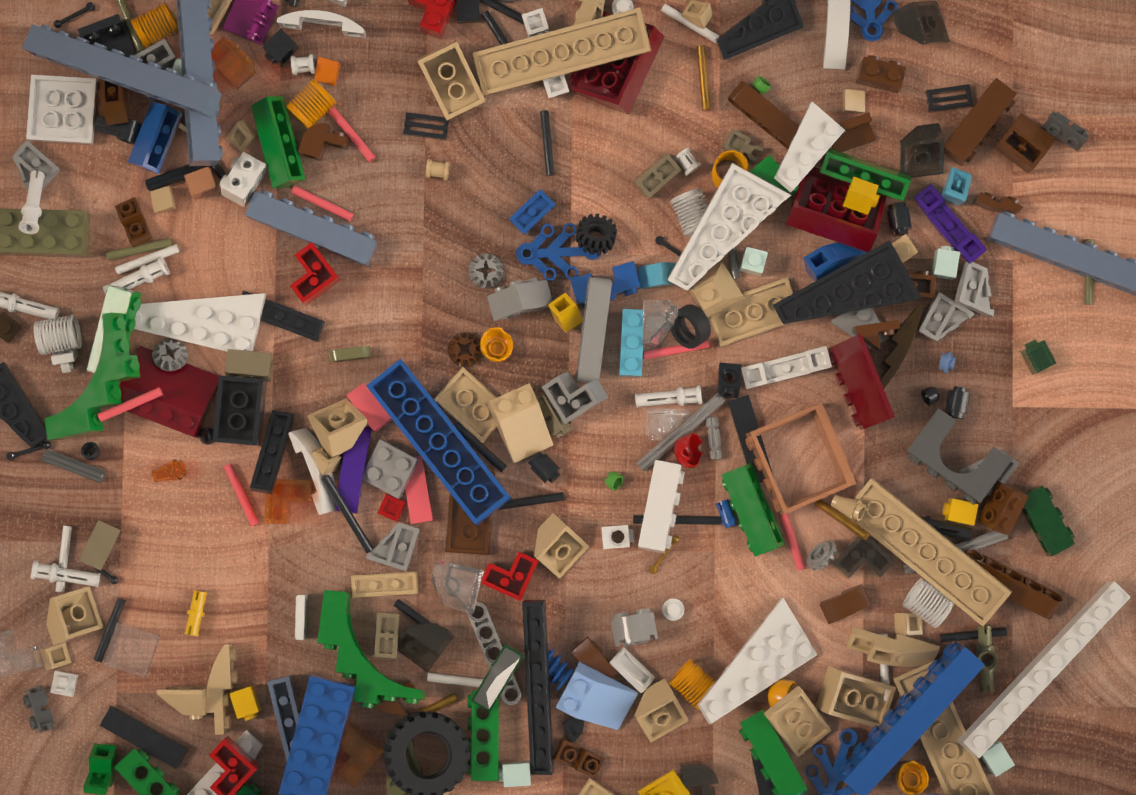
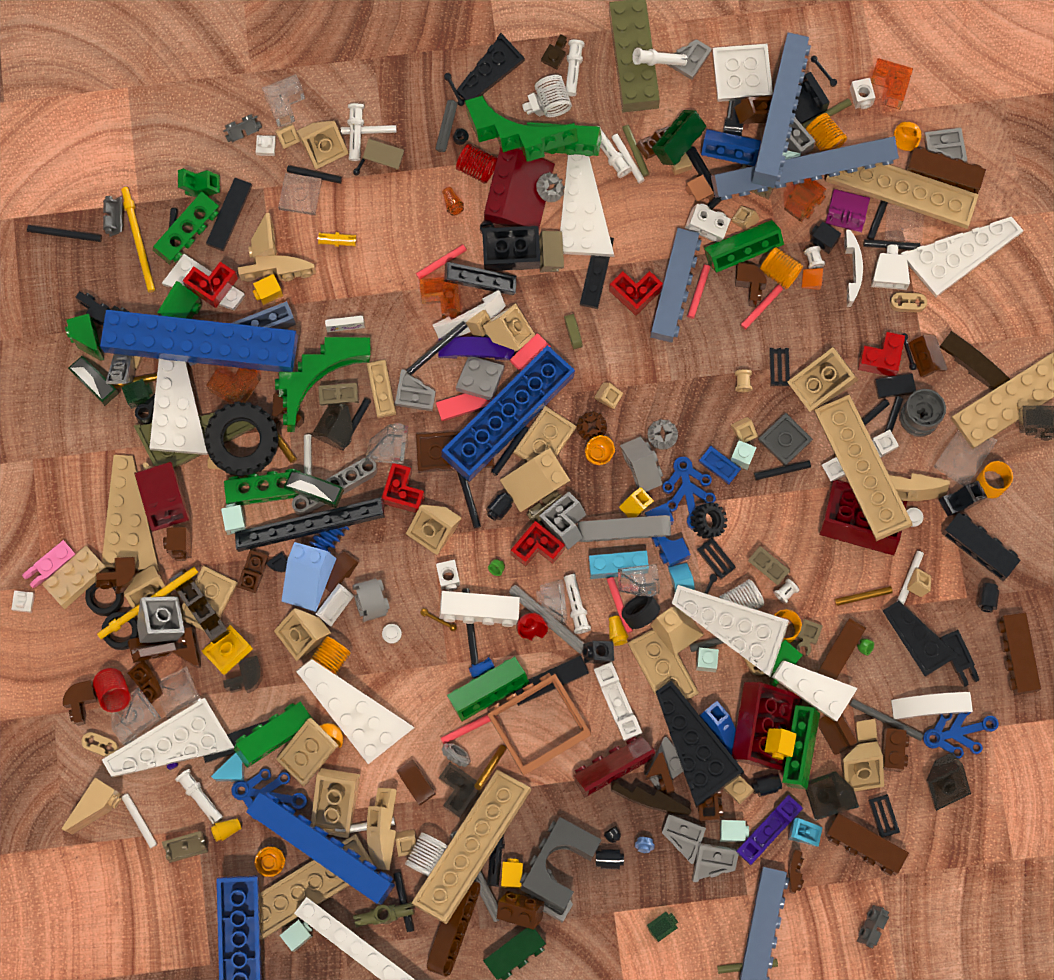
camera: 80 degrees right, 10 degrees down
(126, 449) = (461, 164): none -> red piece
(130, 404) = (502, 157): coral bar -> none
(133, 195) = (679, 137): none -> dark green brick
(391, 507) = (447, 385): red tile -> none
(430, 325) = (608, 395): none -> tan slope
(494, 178) = (744, 430): none -> tan slope
(512, 134) = (785, 439): none -> dark grey tile
(525, 183) = (743, 454): none -> light aqua brick
(591, 431) = (536, 541): none -> red brick
(654, 224) = (706, 546): none -> black tile
(706, 356) = (617, 631): none -> yellow cone
(714, 438) = (546, 648): light grey axle -> none
(845, 75) = (886, 719): none -> dark grey bar
(849, 507) = (501, 772): tan cone -> none
(894, 109) = (864, 767): none -> tan slope
(1024, 143) = (855, 889): reddish brown slope -> none

